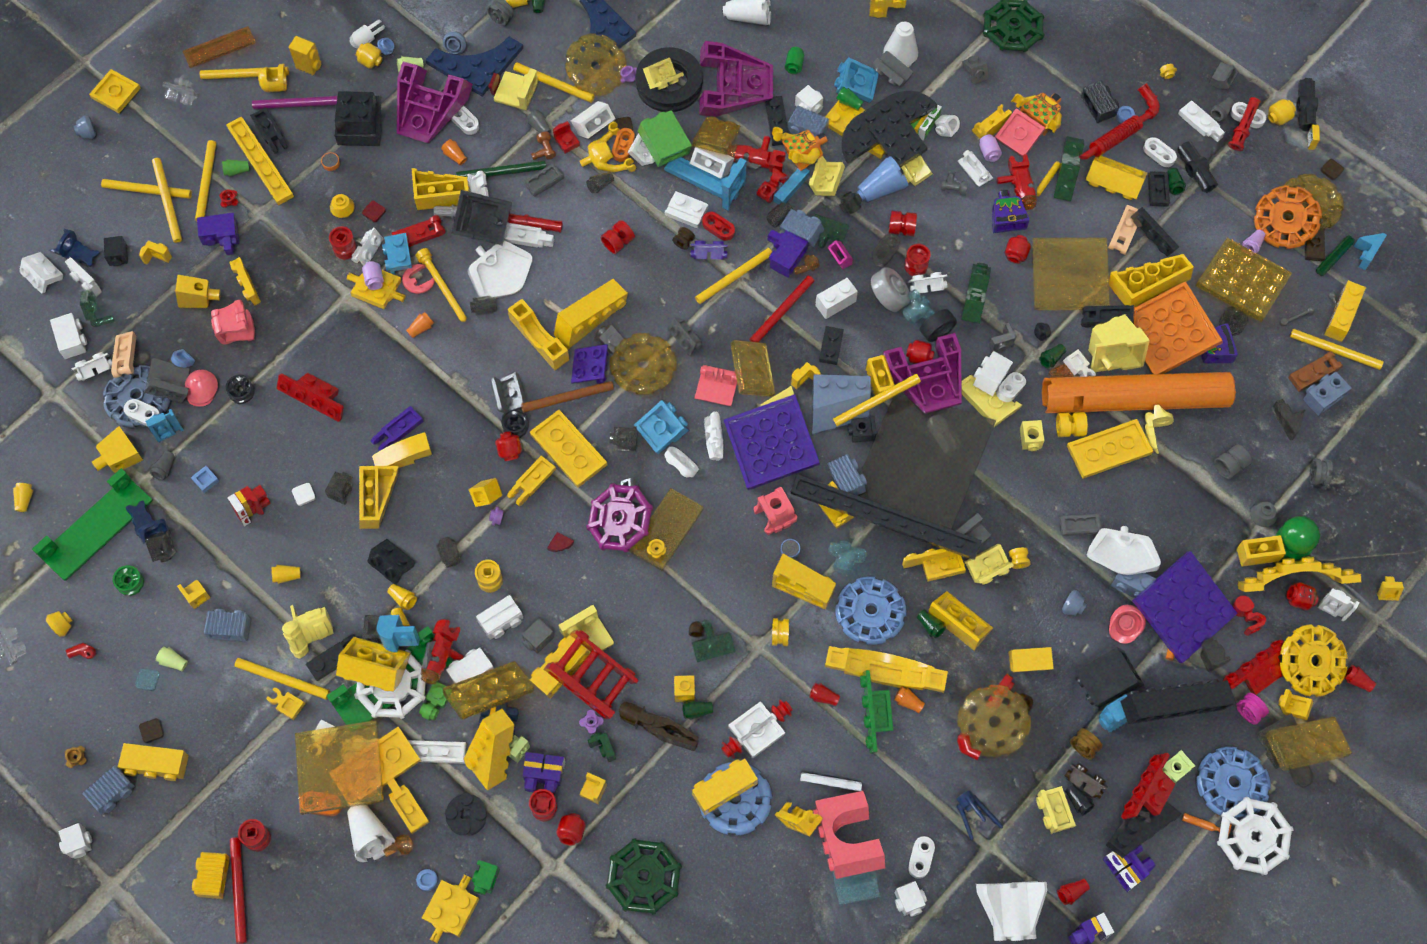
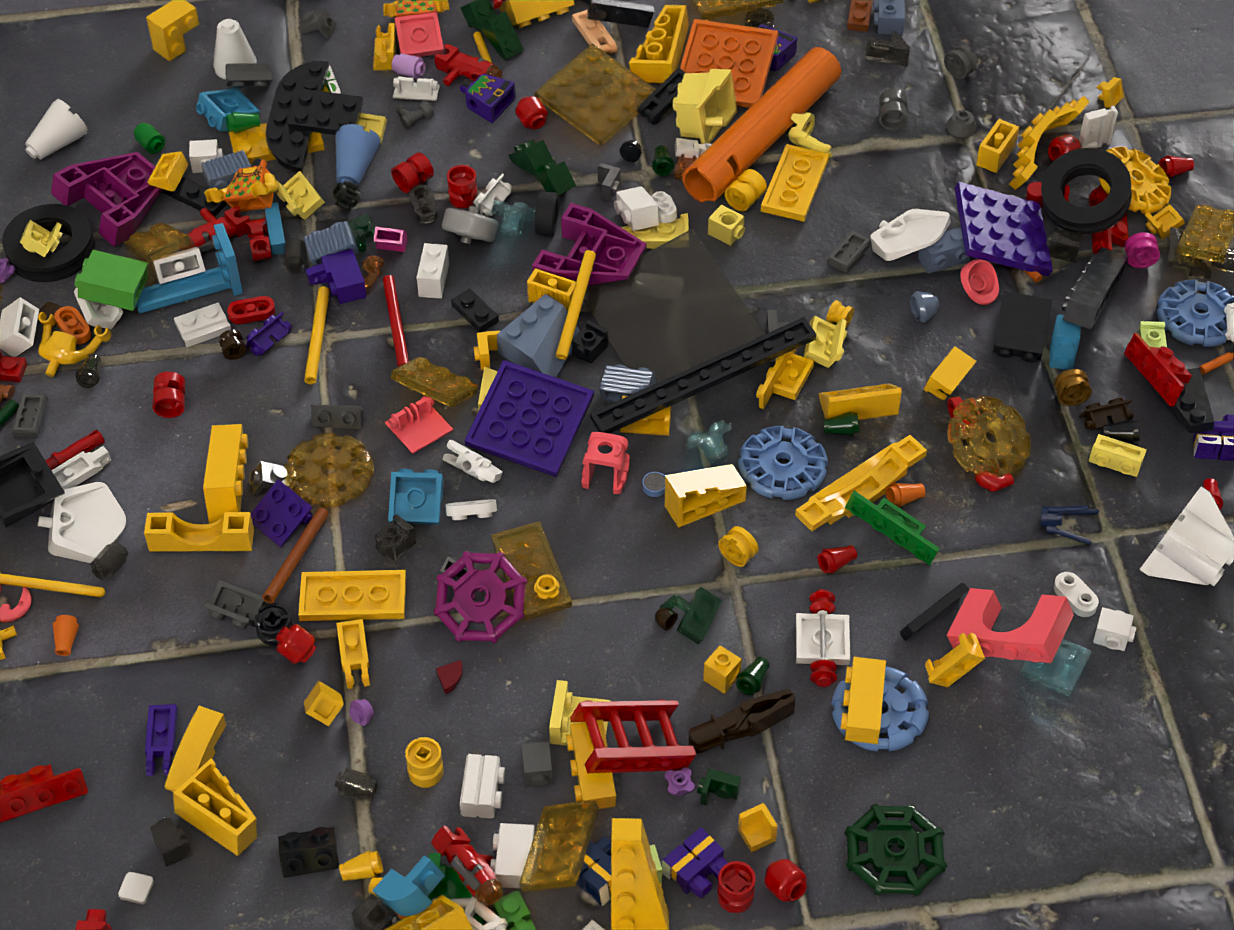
camera: 50 degrees left, 15 degrees down
(775, 94) = (168, 171): none -> yellow slope
(919, 352) = (558, 243): red head -> none
(947, 125) = (350, 77): white plate -> none
(1267, 664) = (1079, 163): none -> black tyre
(1299, 537) = (1010, 105): green tile -> none

